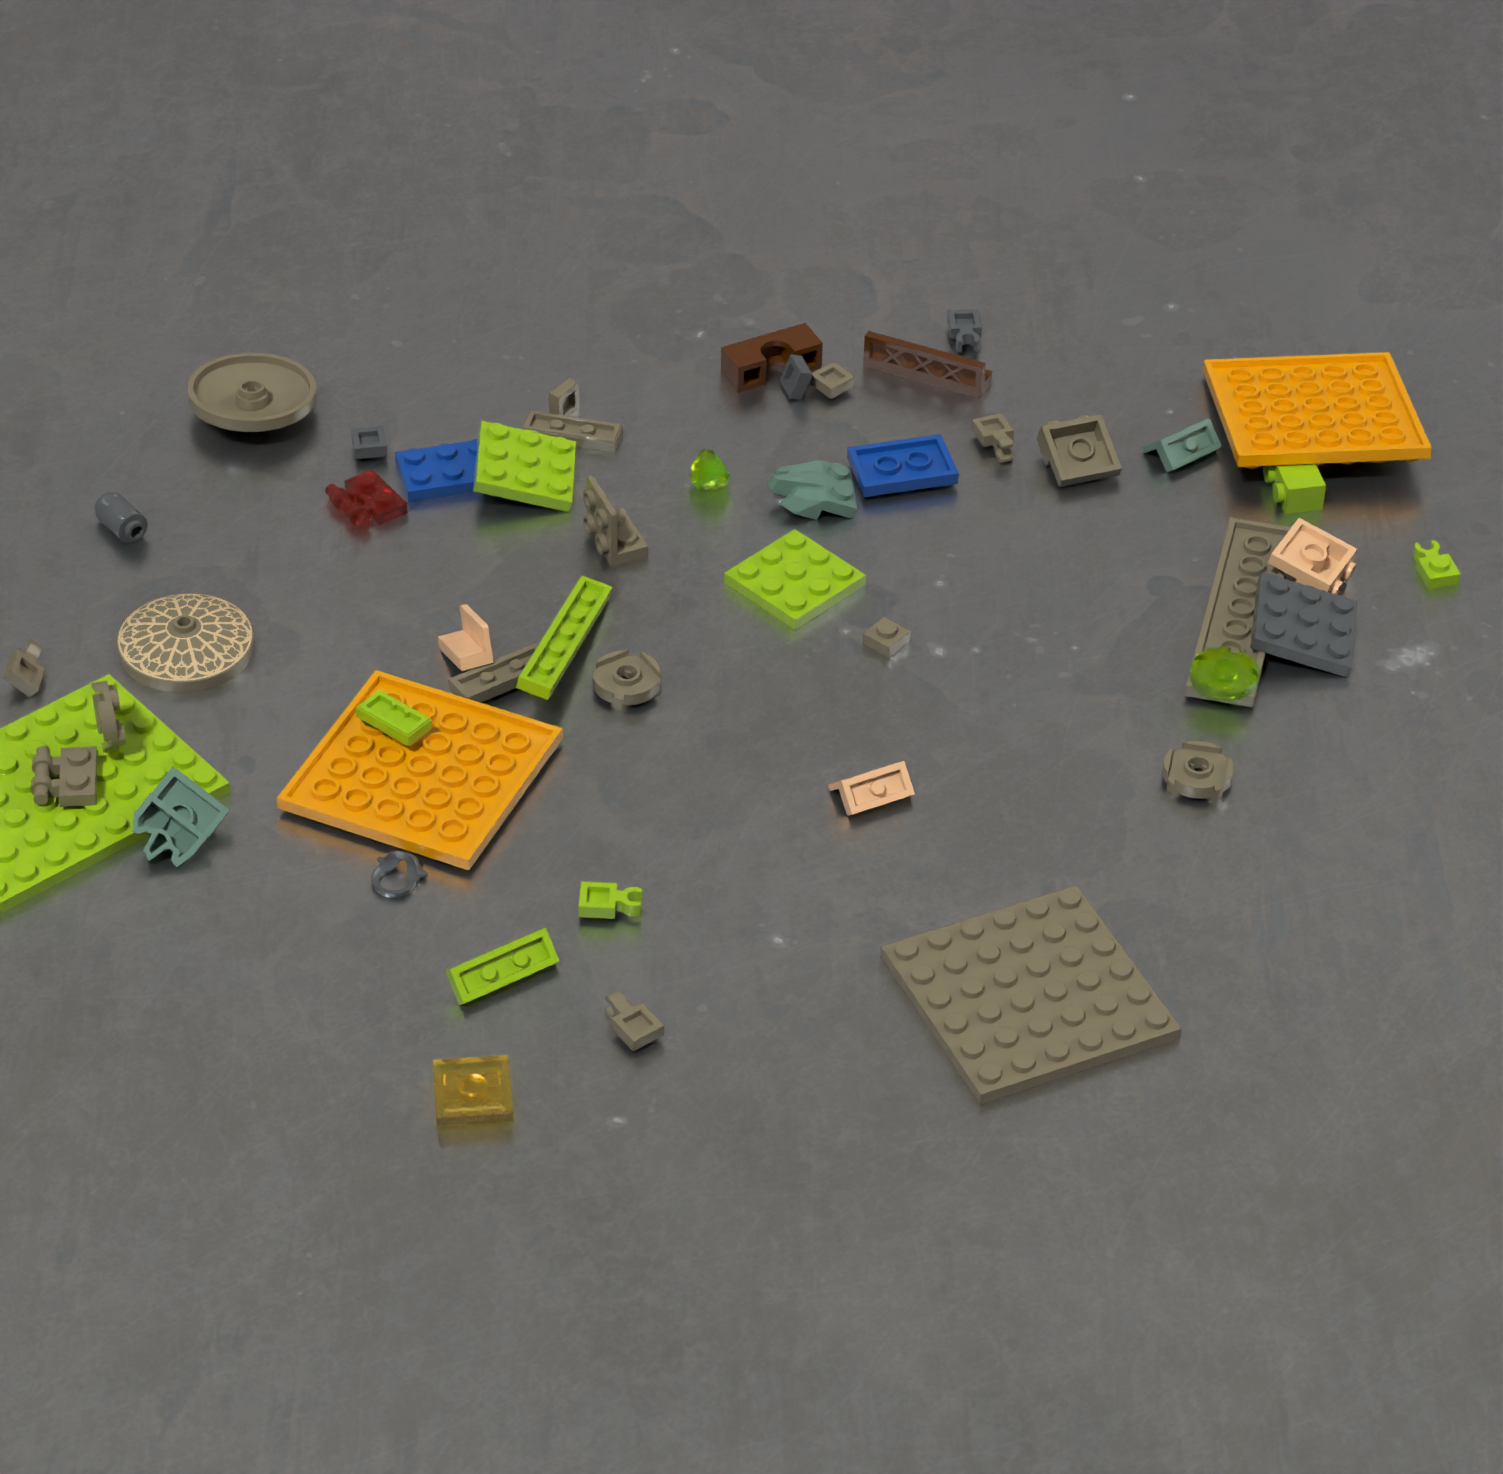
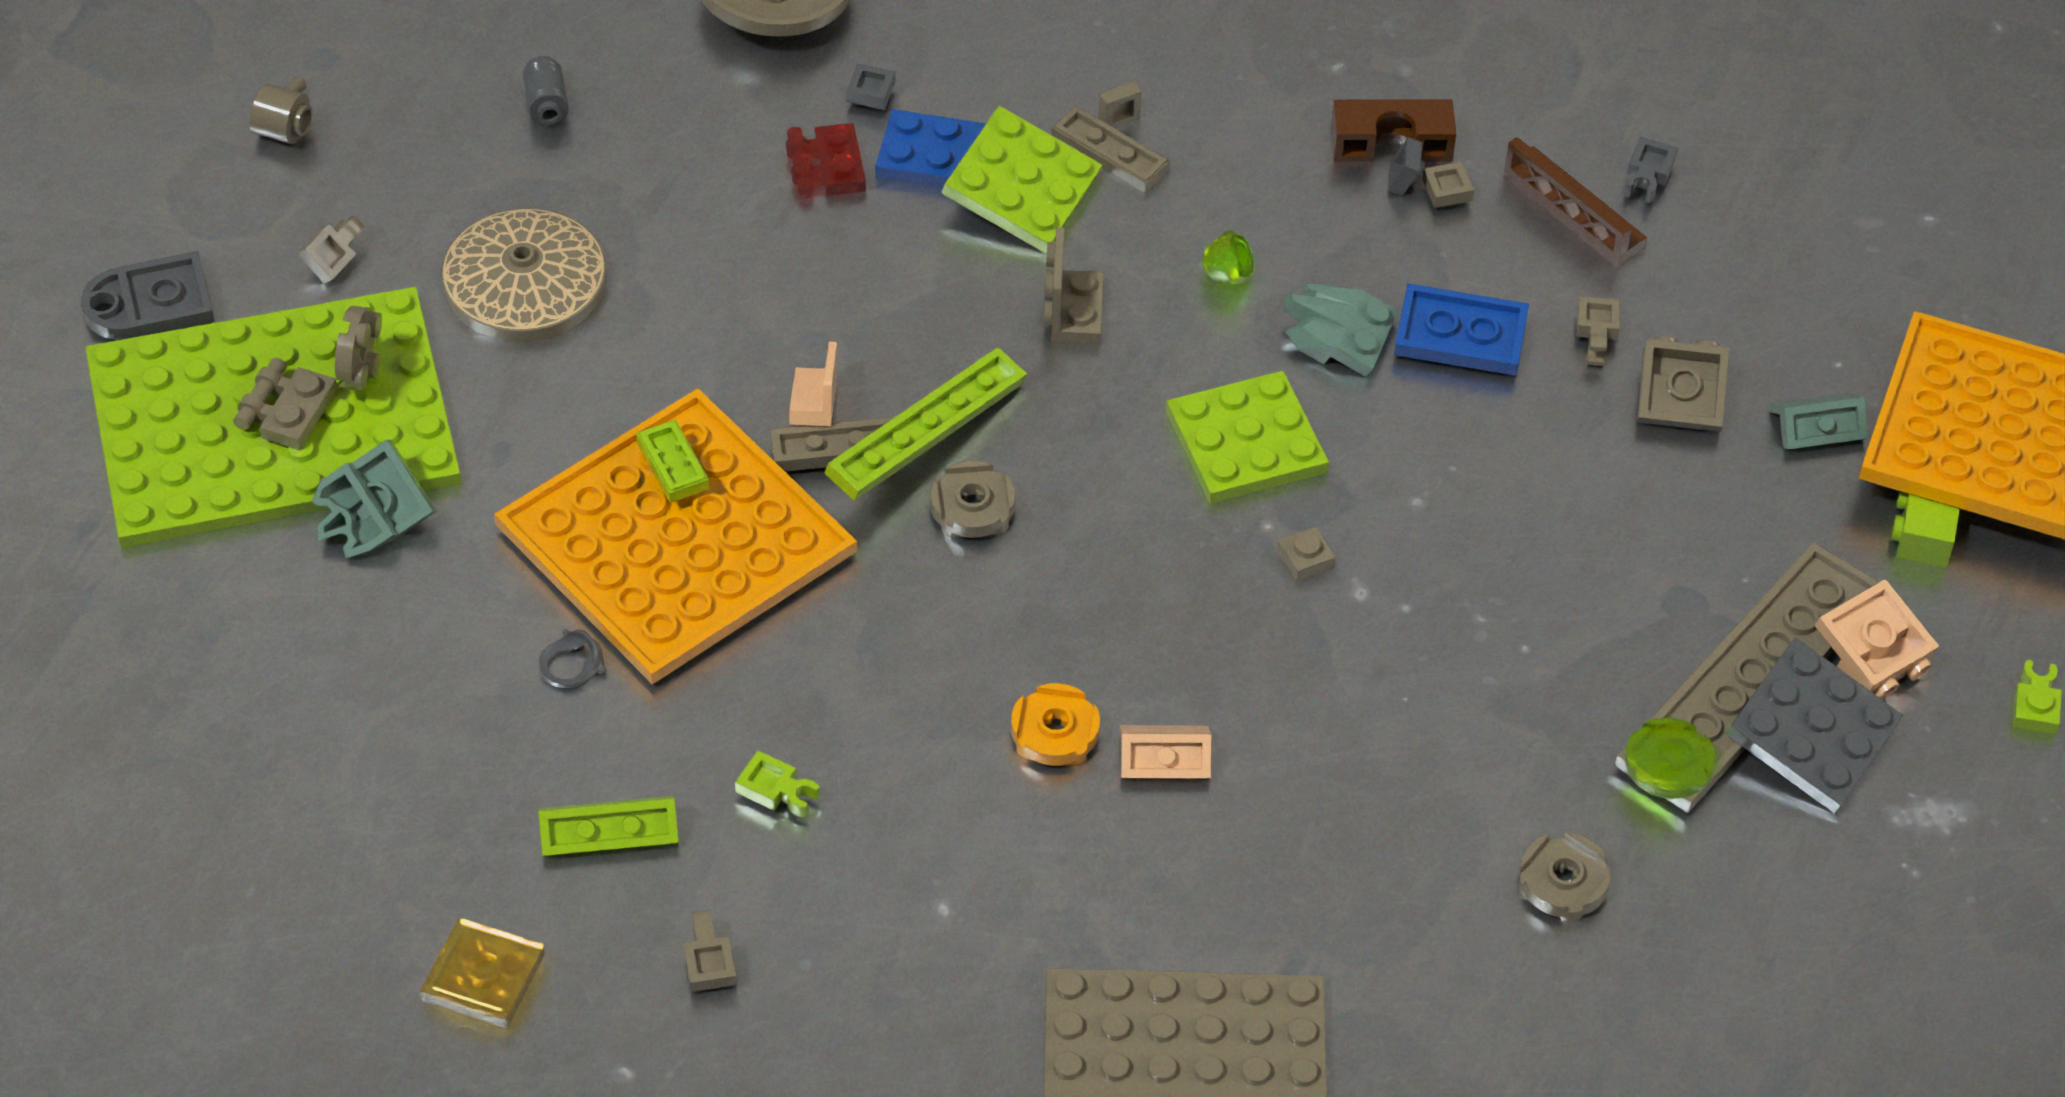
camera: 25 degrees right, 10 degrees up
(797, 807) = (1050, 746): none -> light orange plate

